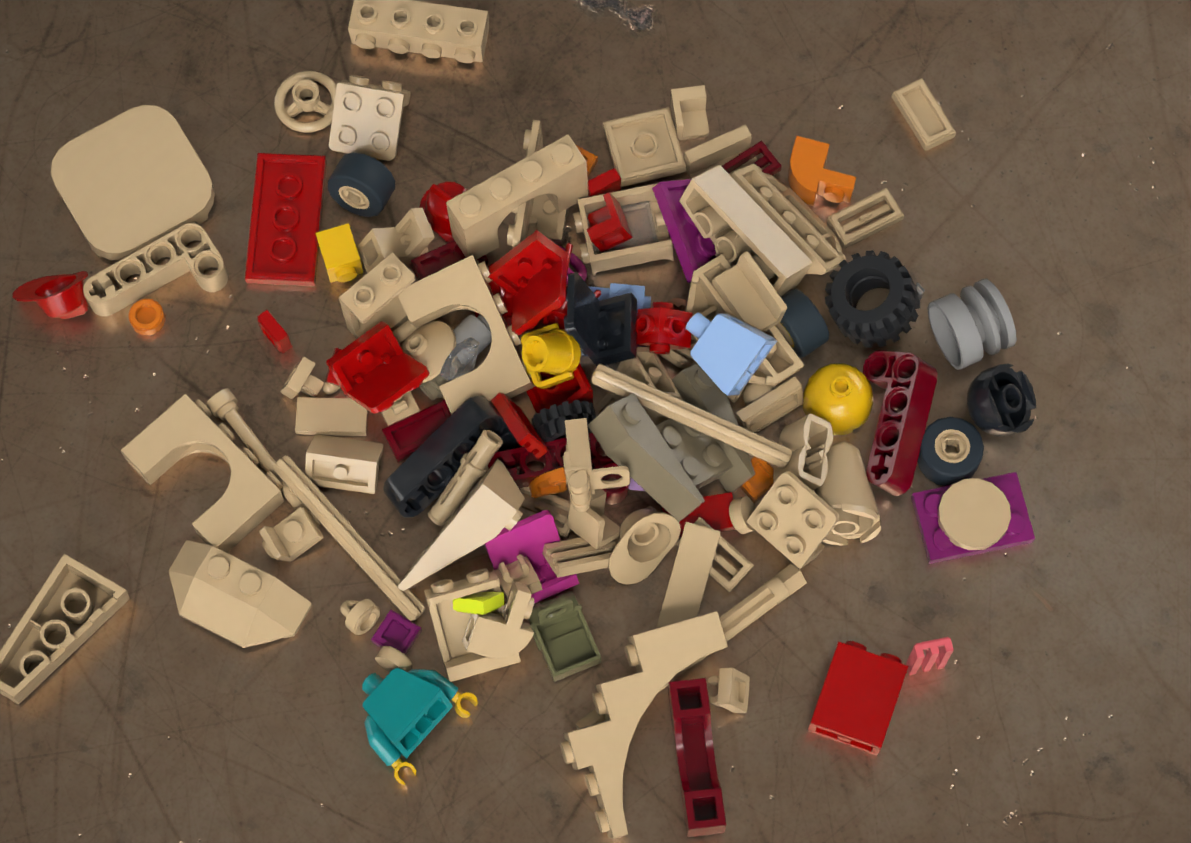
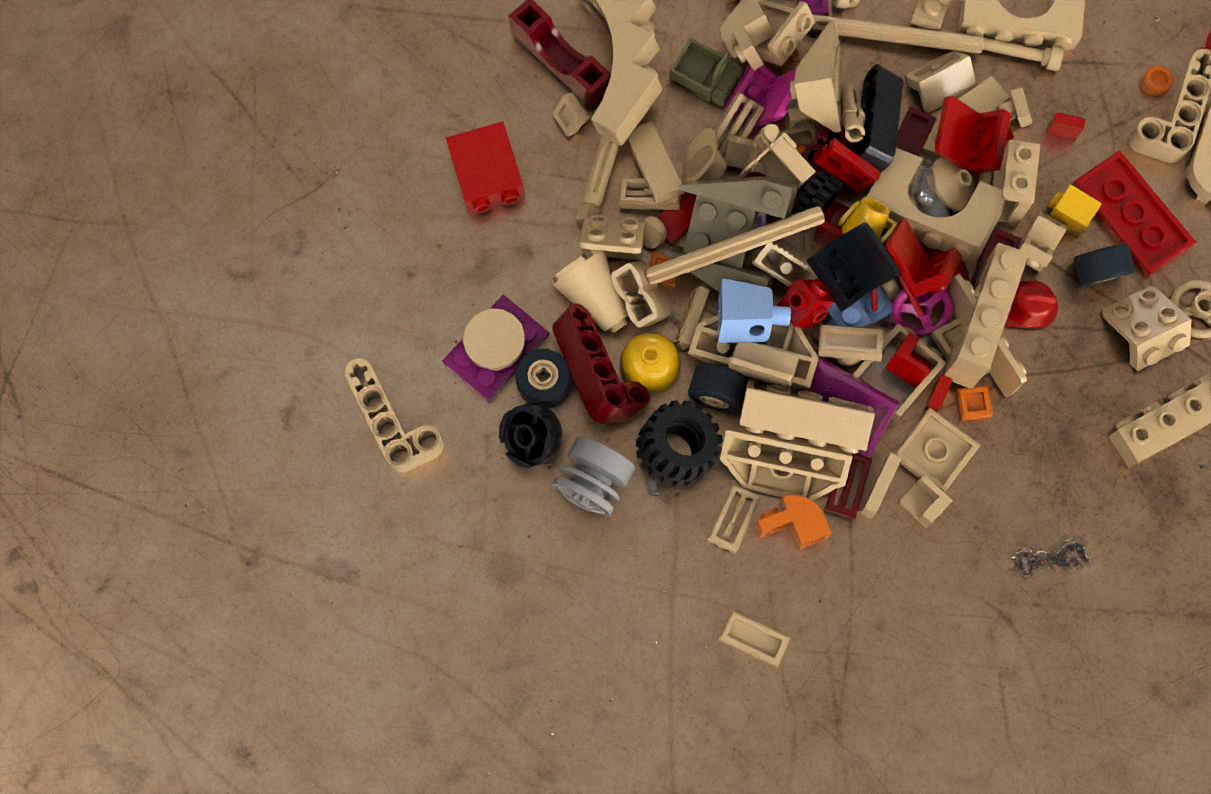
camera: 145 degrees right, 5 degrees up
(479, 602) = (768, 29): neon yellow tile -> none
(518, 571) = (764, 79): tan tile -> none
(650, 270) = (850, 344): none -> tan tile
(936, 651) = (451, 223): coral tile -> none
(1123, 524) = (383, 414): none -> tan beam

